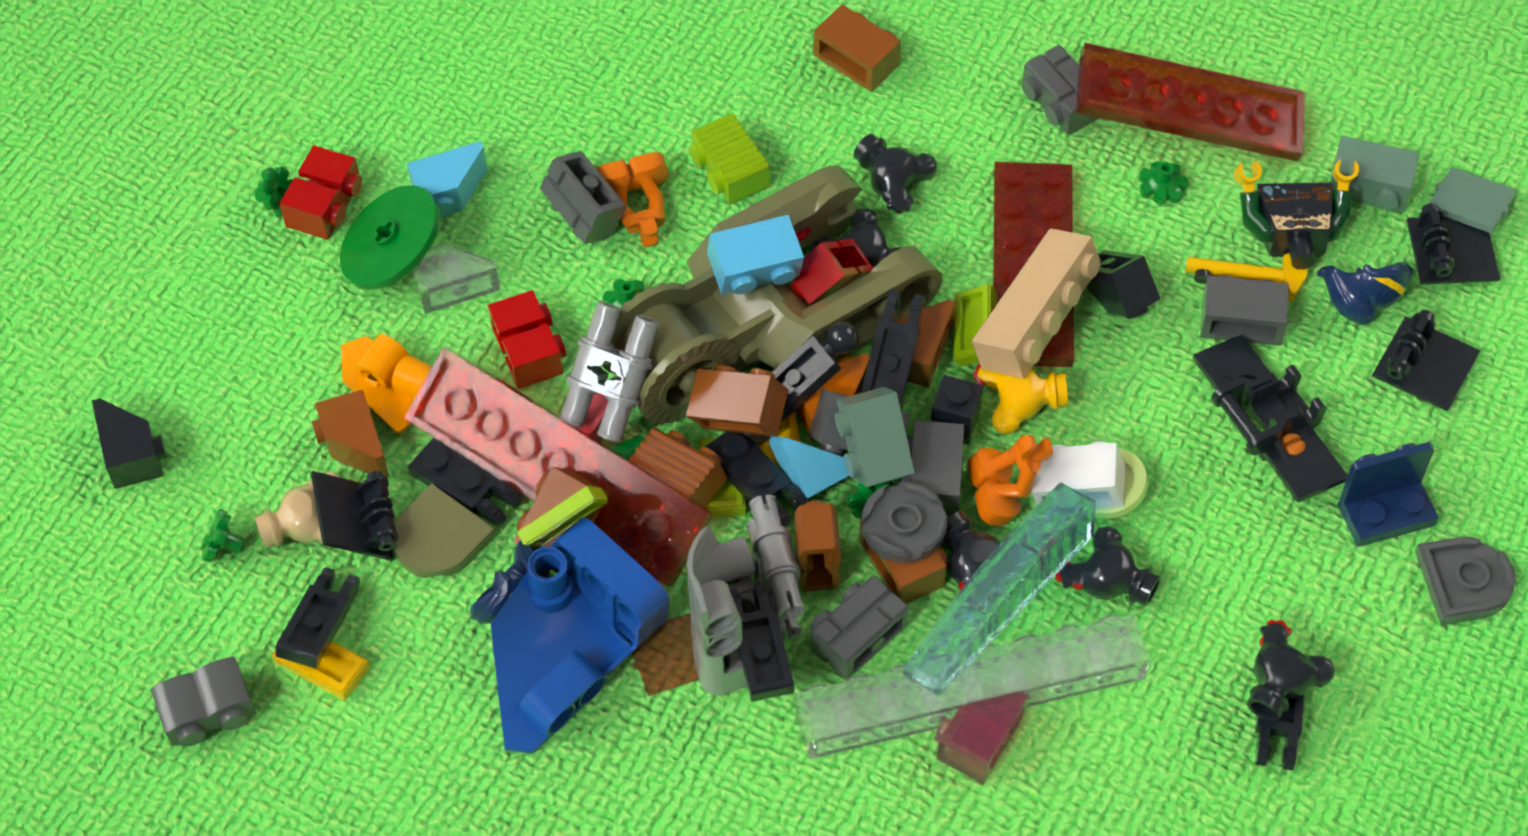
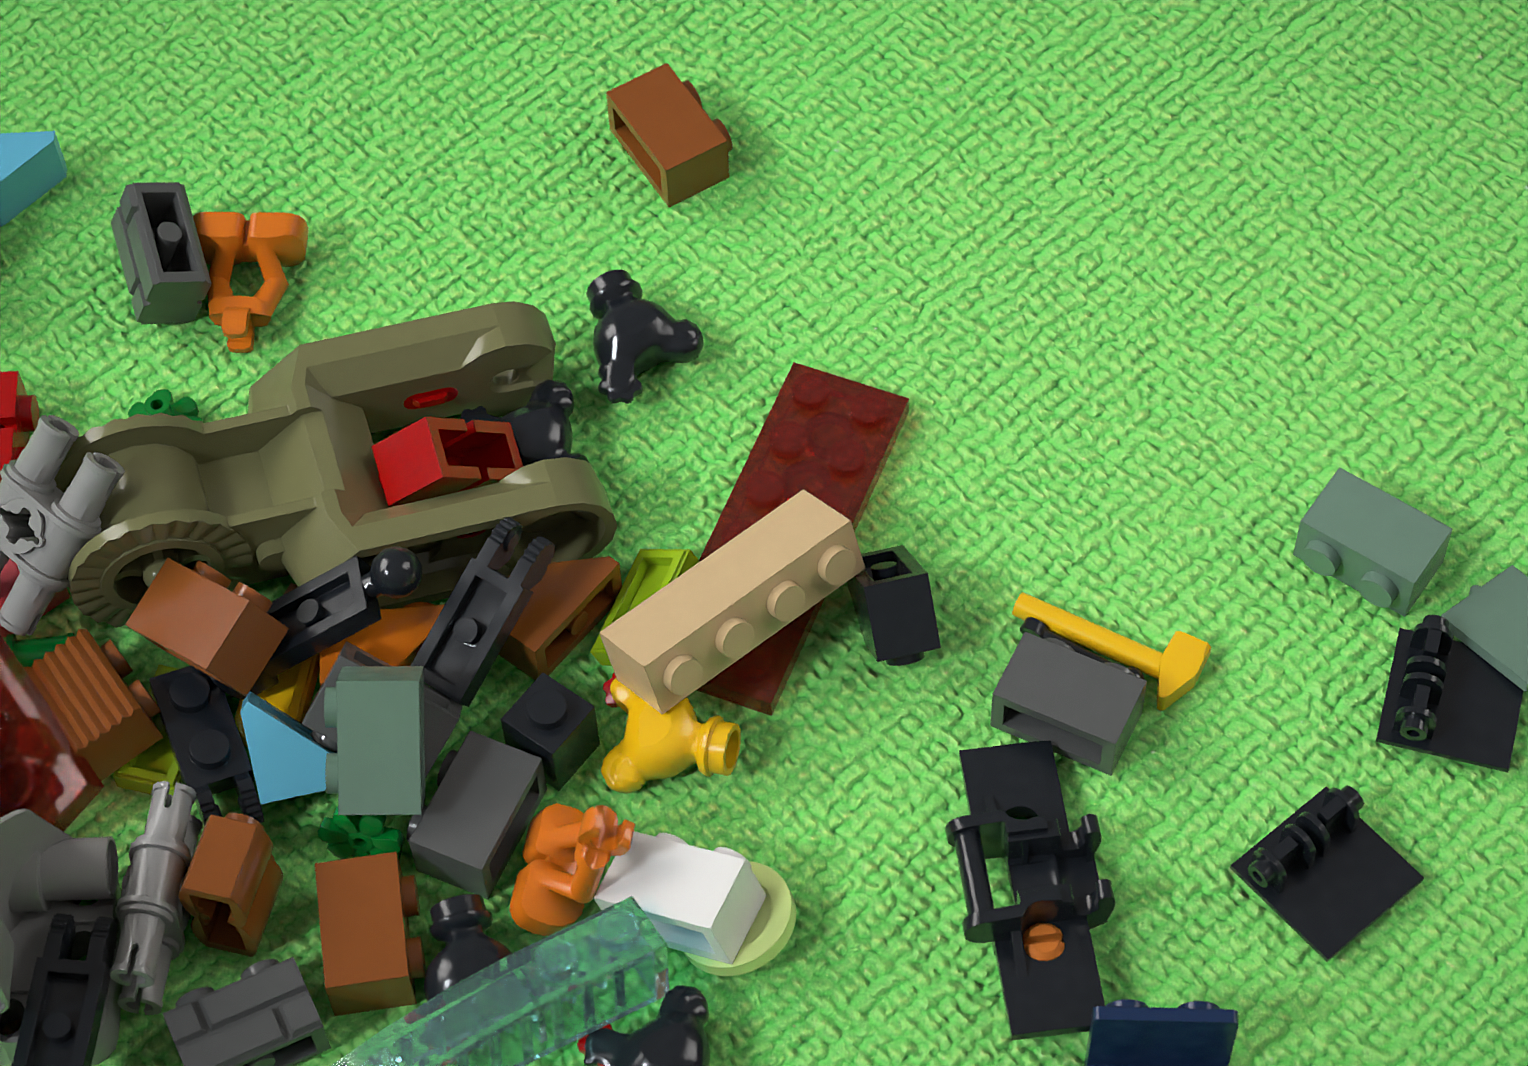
camera: 20 degrees right, 0 degrees up
(729, 158) = (403, 251): lime brick -> none
(755, 255) = (317, 409): medium azure piece -> none
(904, 522) = (373, 887): dark grey tile -> none
(1054, 84) = (946, 280): dark grey brick -> none
(1163, 182) = (1040, 464): green plant -> none
(1190, 102) = (1127, 351): clear red plate -> none
(1295, 215) = (1216, 576): torso -> none
(1366, 291) = (1272, 728): dark blue hair -> none

